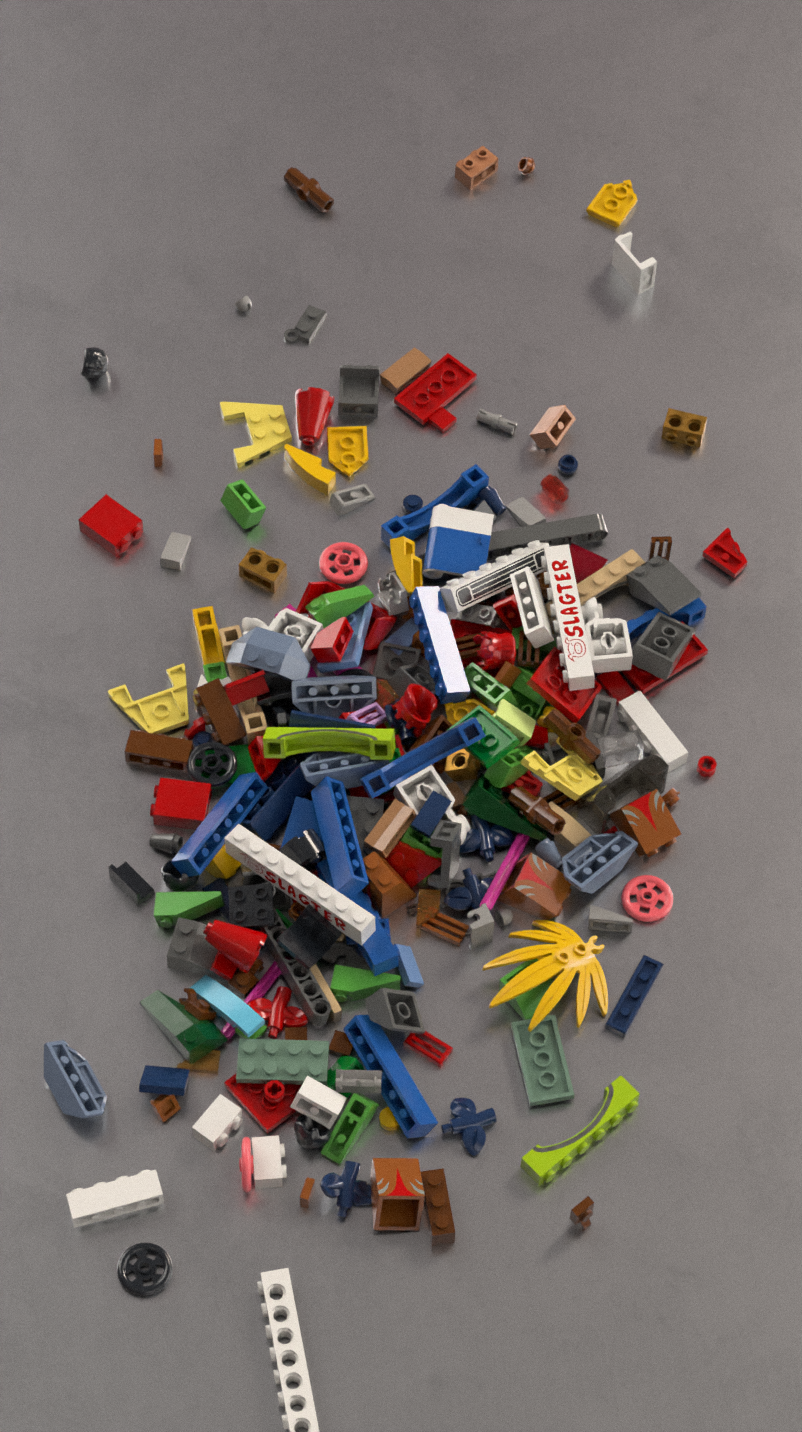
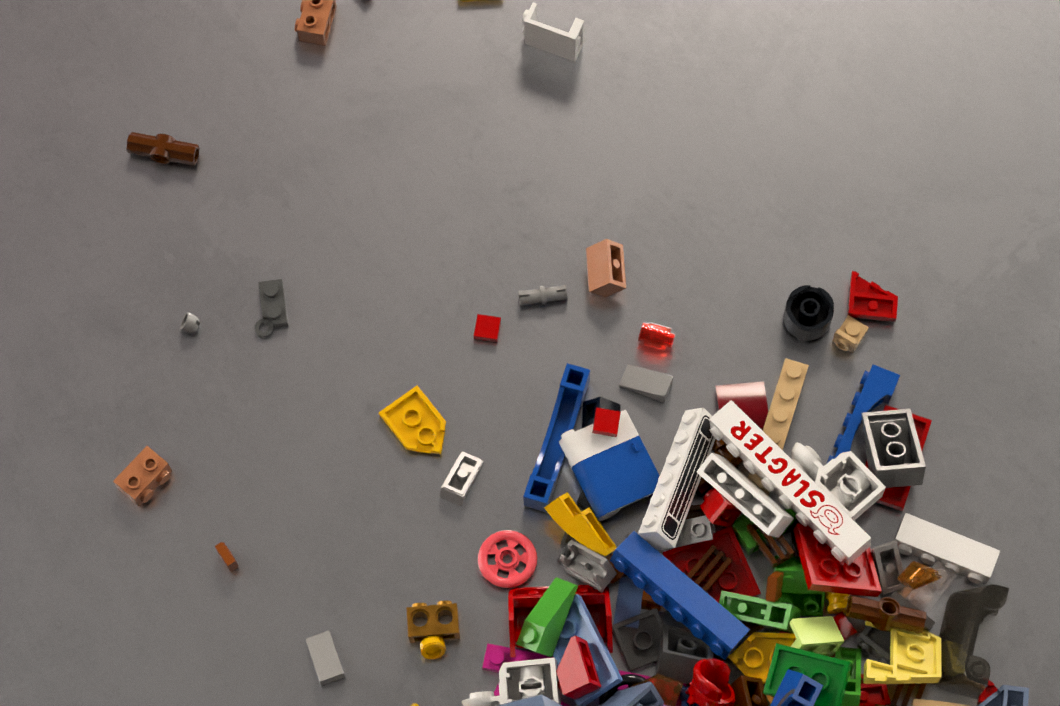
camera: 30 degrees left, 10 degrees up
(94, 363) = (86, 494): black hair -> none
(111, 525) = (239, 676): red brick -> none
(141, 374) = (143, 476): none -> nougat brick
(243, 504) = (360, 561): bright green brick -> none
(250, 583) = (432, 647): none -> yellow tile
(265, 425) = (314, 451): light yellow wing -> none
(310, 469) = (396, 474): yellow slope -> none
(312, 413) = (356, 410): red cone -> none
(358, 390) = (380, 349): dark grey panel -> none
(405, 370) = (410, 295): medium nougat piece -> none
(412, 503) = (527, 444): dark blue plate -> none
(435, 388) = (455, 297): red plate -> none
(473, 512) = (606, 422): none -> red tile
(493, 500) = (604, 388): dark blue cone -> none
(495, 649) = (743, 567): red hair -> none
(555, 533) = (687, 393): dark grey beam -> none
(568, 464) = (647, 299): dark blue plate -> none
(615, 685) = (879, 522): red tile -> none
(616, 729) = (918, 575): none -> clear orange tile
(647, 823) = (1016, 654): dark orange slope -> none
(661, 540) = (810, 341): reddish brown tile -> none
(662, 585) = (844, 381): dark grey slope -> none
(671, 797) = (1013, 609): dark orange plate -> none
(679, 527) = (798, 312): none -> black brick
(684, 427) = (727, 180): pearl gold brick -> none
(694, 567) = (850, 334): none -> tan bracket
(703, 771) = (1028, 550): red bush -> none

